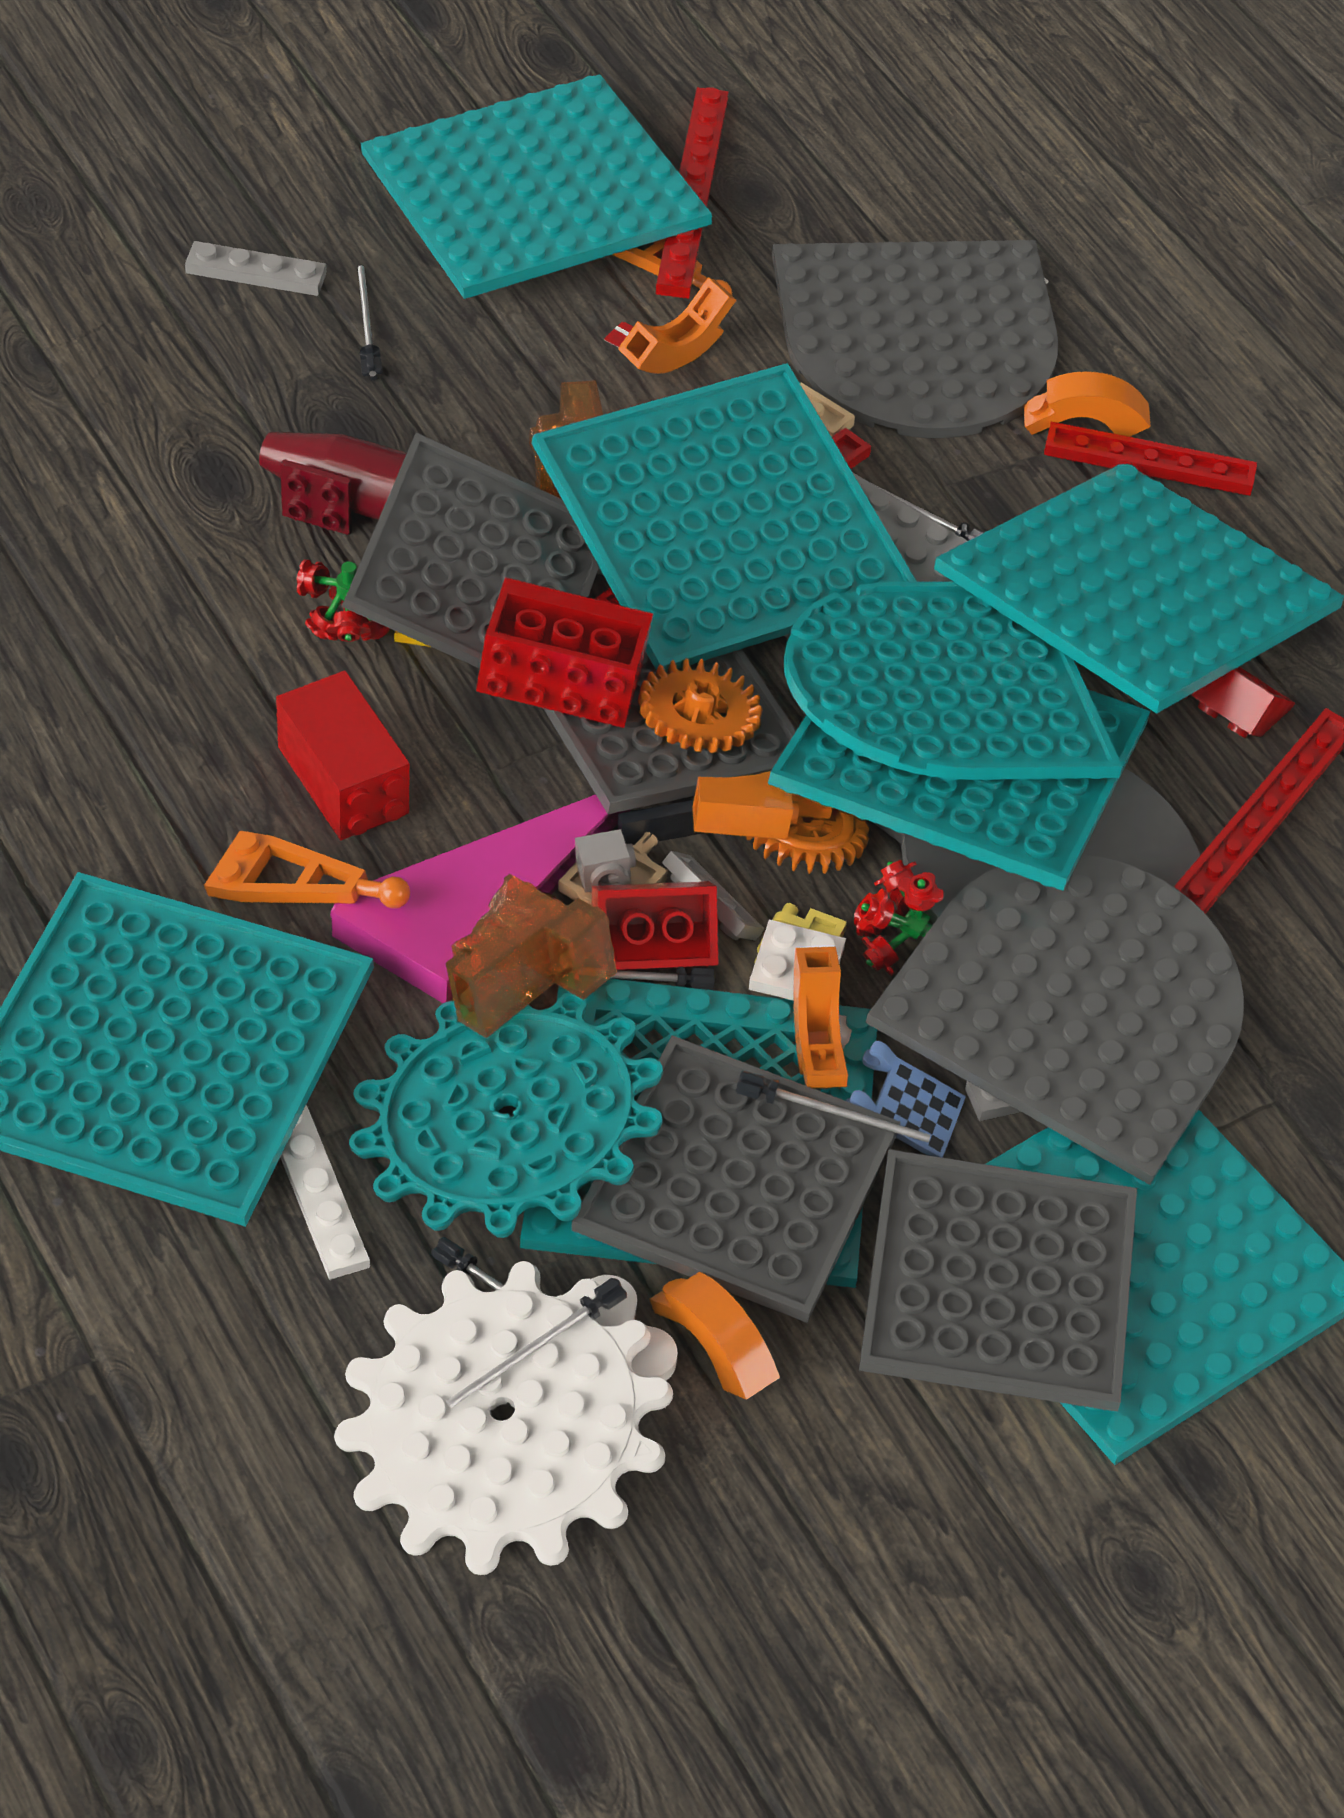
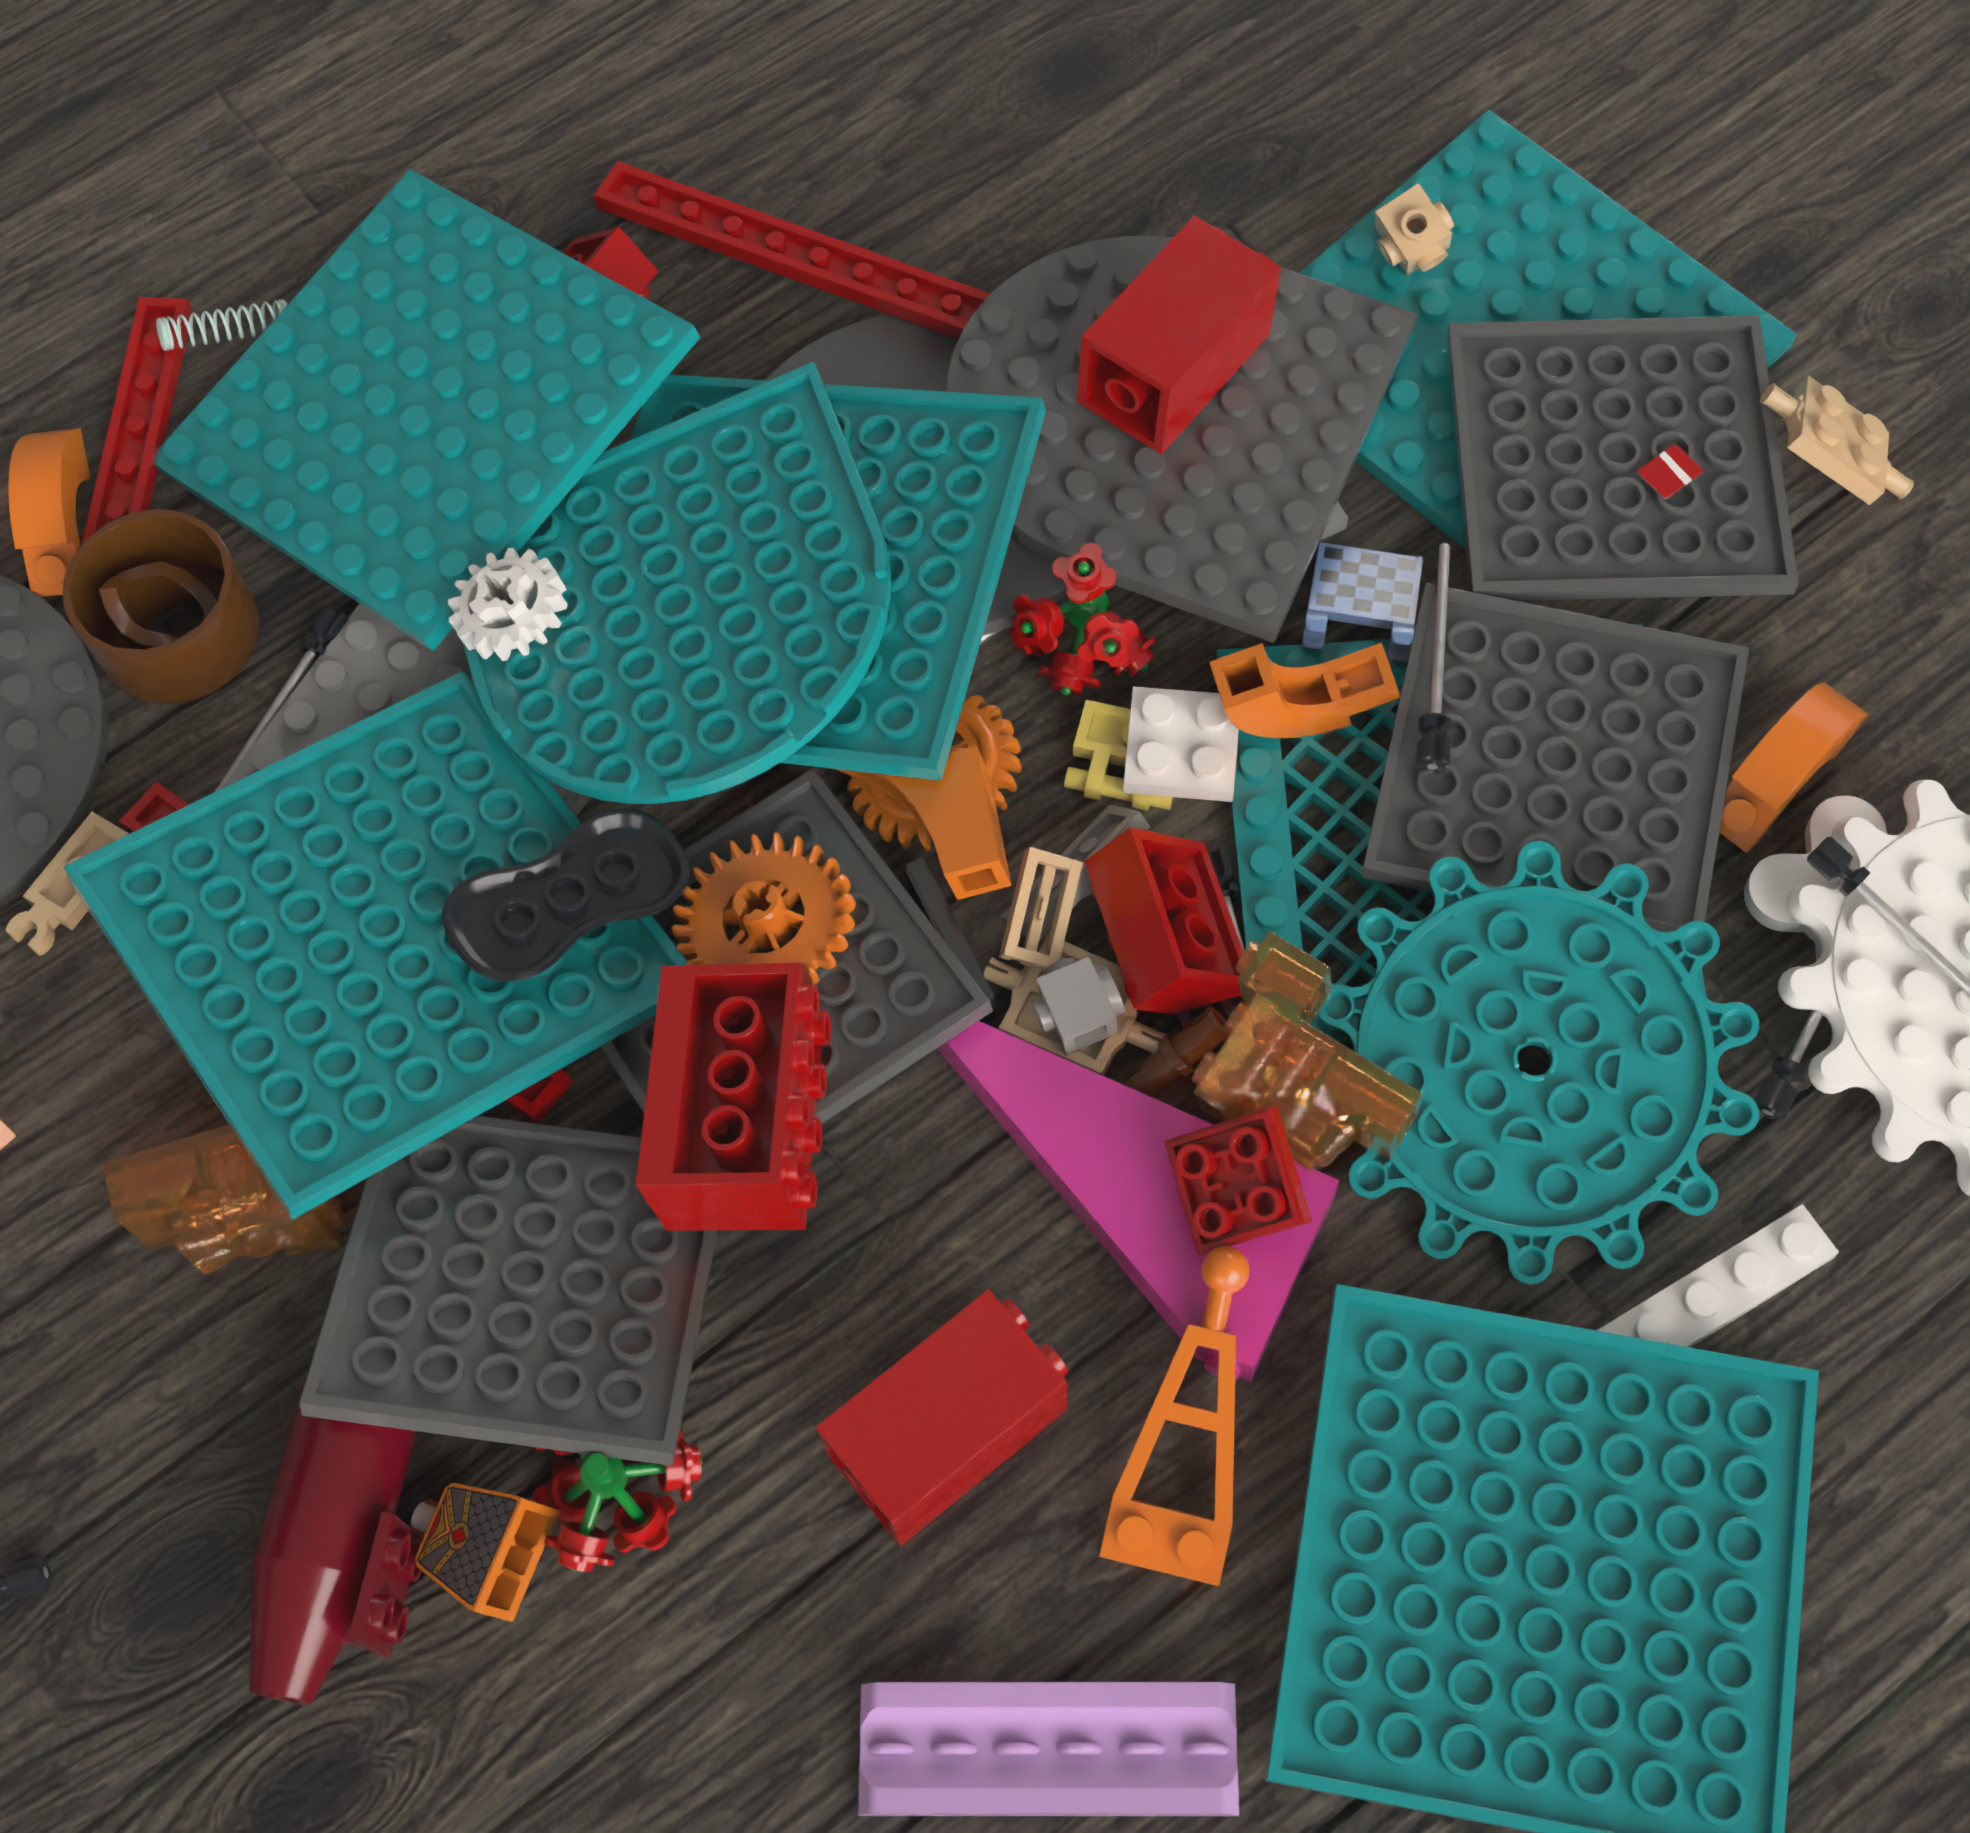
camera: 90 degrees left, 15 degrees up
(131, 791) = (1048, 1749): none -> lavender plate
(335, 540) = (482, 1546): none -> torso
(449, 900) = (1238, 1180): none -> red tile
(708, 861) = (1029, 954): none -> tan tile
(735, 616) = (529, 914): none -> black plate
(950, 591) = (507, 604): none -> white gear
(976, 1300) = (1670, 471): none -> red sticker
(992, 447) = (138, 571): none -> reddish brown piece
(996, 1437) = (1838, 439): none -> tan plate
(1117, 973) = (1177, 334): none -> red brick
(1218, 470) = (165, 334): none -> light aqua piece
(1227, 1179) = (1414, 231): none -> tan brick

